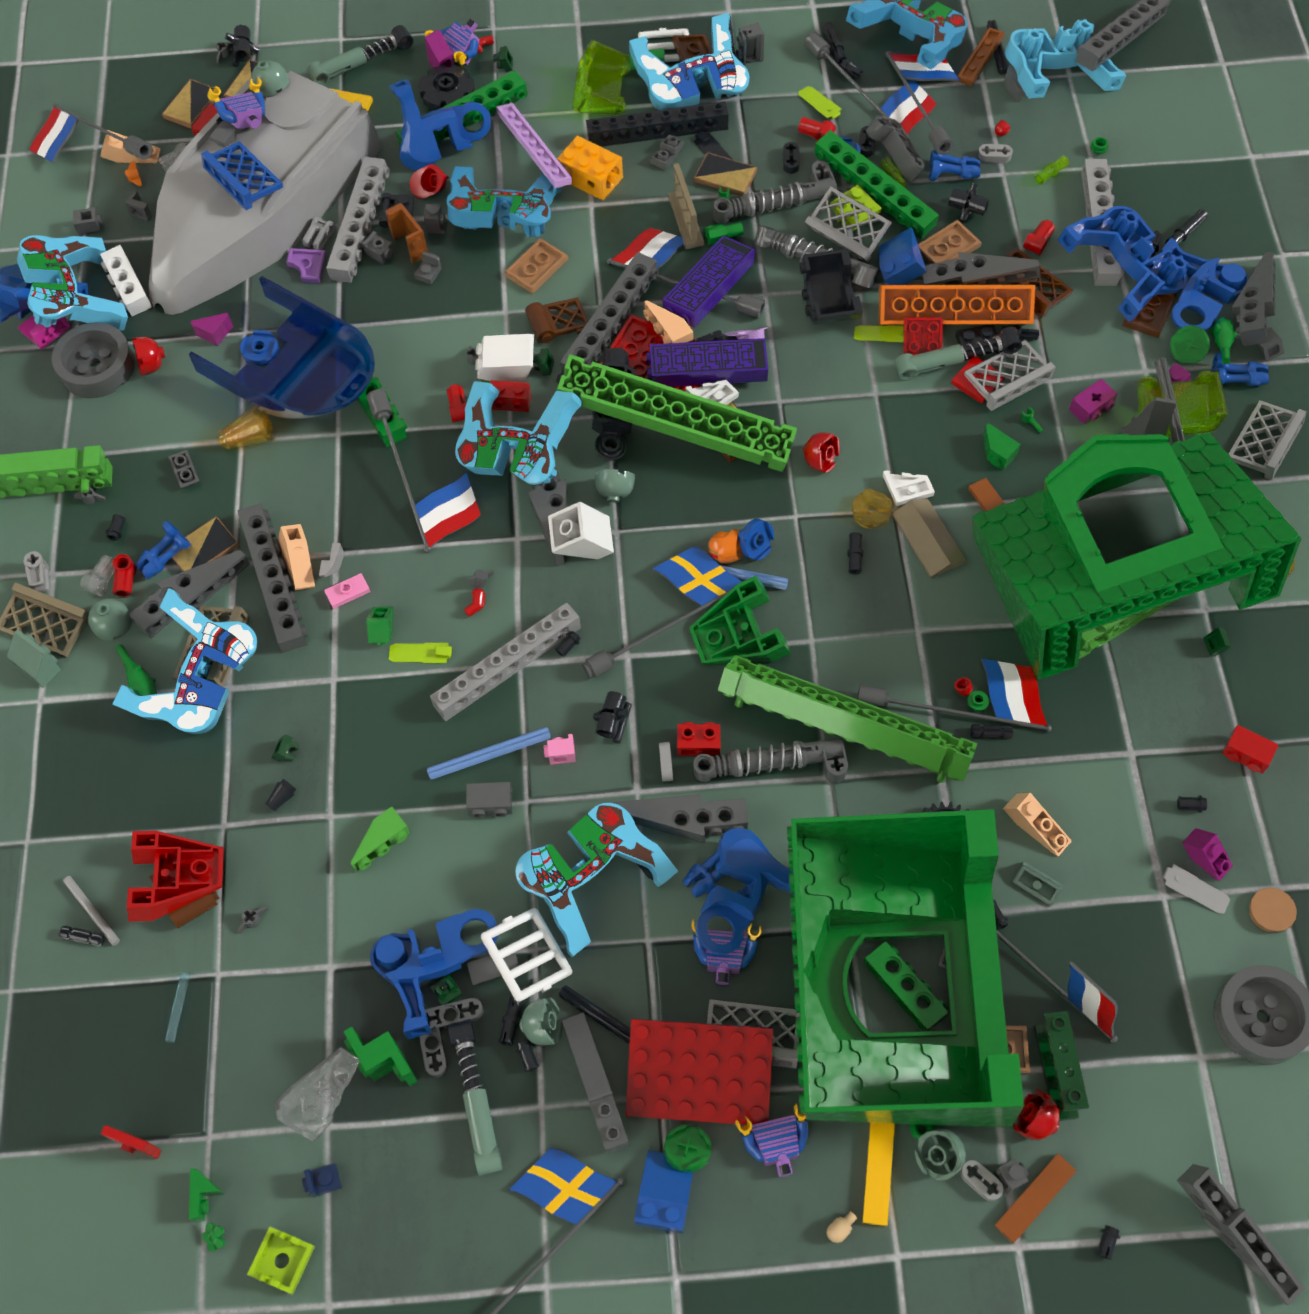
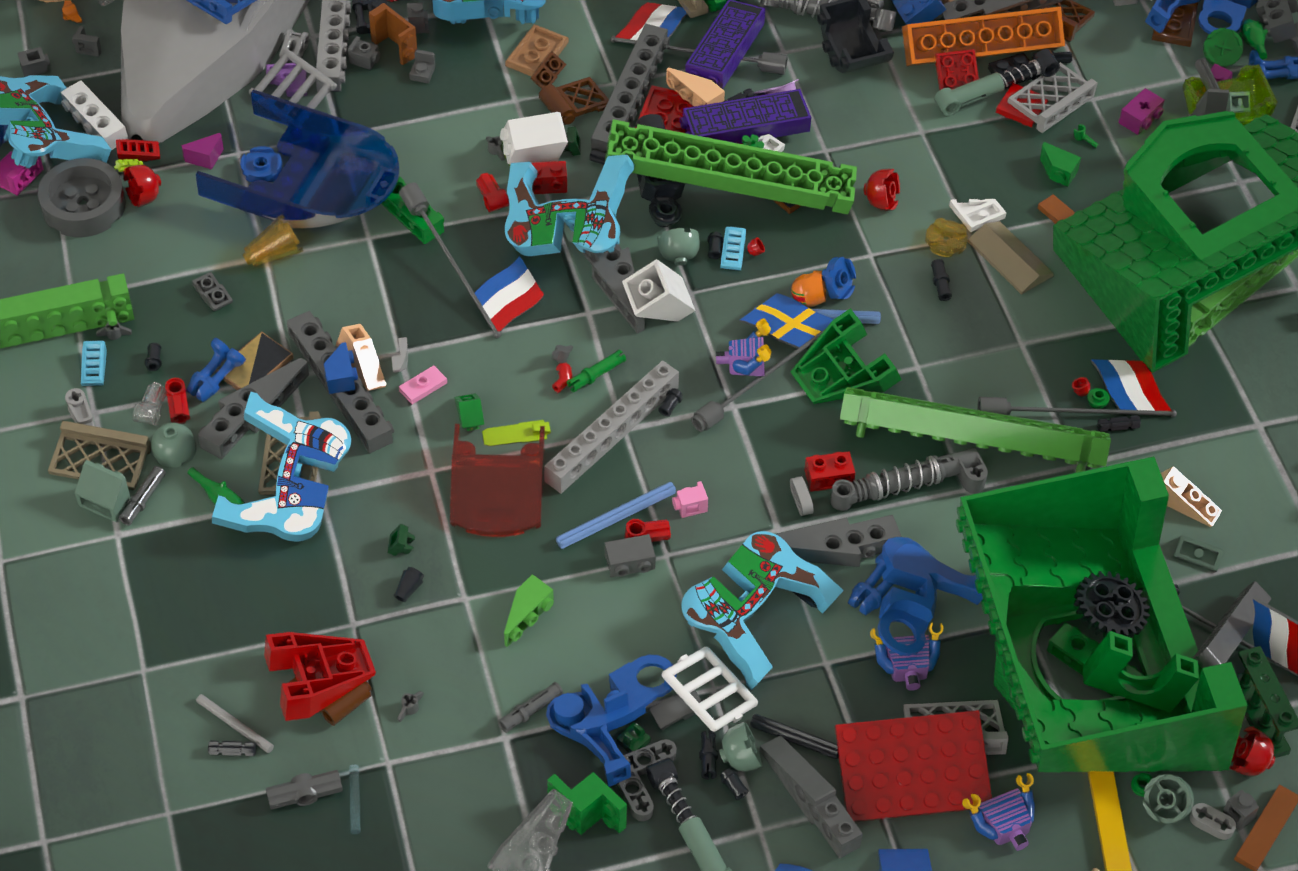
camera: 15 degrees left, 10 degrees down
(64, 514) = (91, 350): none -> medium azure slope
(67, 668) = (129, 514): none -> dark grey pin
(132, 991) = (304, 789): none -> dark grey piece
(133, 333) = (121, 164): none -> lime axle
(143, 317) = (132, 149): none -> red slope
(267, 570) = (339, 372): none -> blue slope
(315, 254) = (300, 65): none -> light grey bar
(363, 939) = (522, 712): none -> dark grey pin
(382, 715) = (496, 491): none -> clear red windscreen
(506, 601) = (589, 375): none -> green pin
(515, 775) = (657, 530): none -> red piece
(540, 287) = (548, 70): none -> reddish brown slope
(613, 716) = (736, 461): black pin -> none
(649, 606) = (747, 354): none -> torso
(651, 481) = (715, 240): none -> black pin
(669, 480) = (733, 236): none -> medium azure slope
(687, 493) = (755, 247): none -> red hinge
(687, 1148) = (918, 839): green tile -> none
(707, 388) = (752, 141): none -> green plant
(887, 333) = (912, 74): lime piece -> none
(907, 1014) = (1158, 690): none -> green arch
(926, 961) = (1111, 605): none -> black gear
(1045, 983) = (1231, 627): none -> dark grey beam
(1187, 406) = (1238, 102): none -> sand green slope

